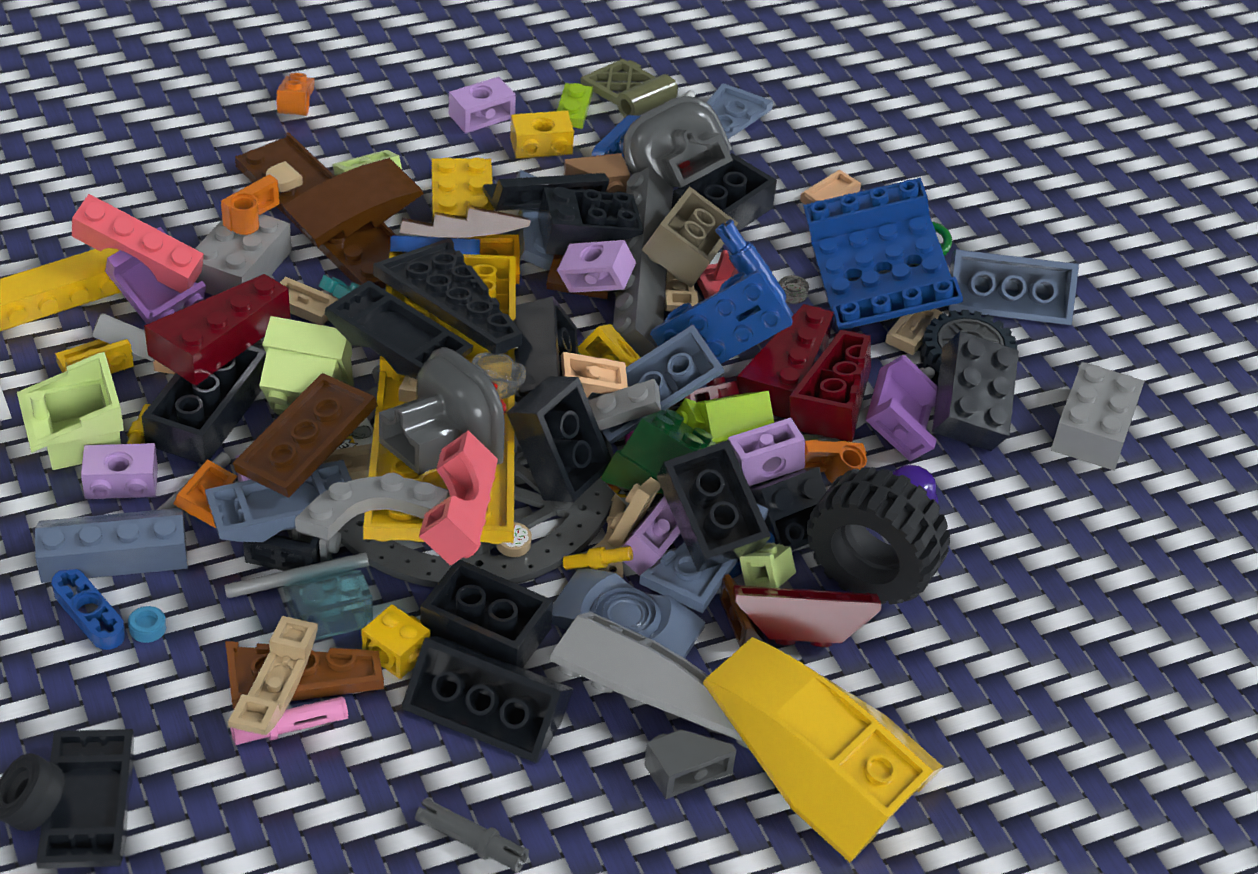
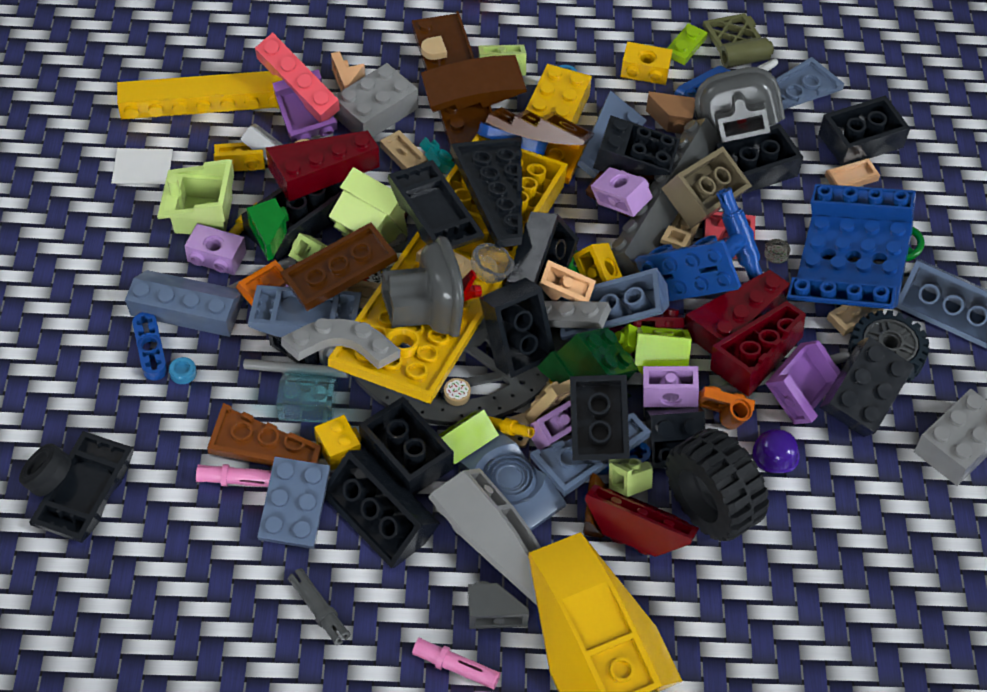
camera: 25 degrees right, 10 degrees up
(186, 416) = (268, 225): none -> green slope
(189, 233) = (343, 73): none -> light nougat slope
(234, 435) = (304, 247): none -> yellowish green brick
(243, 208) = (386, 68): orange plate -> none
(277, 679) = (239, 446): tan slope -> none
(378, 726) = (294, 502): none -> sand blue plate
(457, 522) = (382, 381): coral arch -> none
(481, 104) = (613, 25): lavender brick -> none
(528, 192) = (598, 114): black panel -> none
(557, 577) = (469, 434): none -> lime hinge
(674, 840) = (456, 663): none -> bright pink pin
(821, 141) = (864, 130): none -> black brick

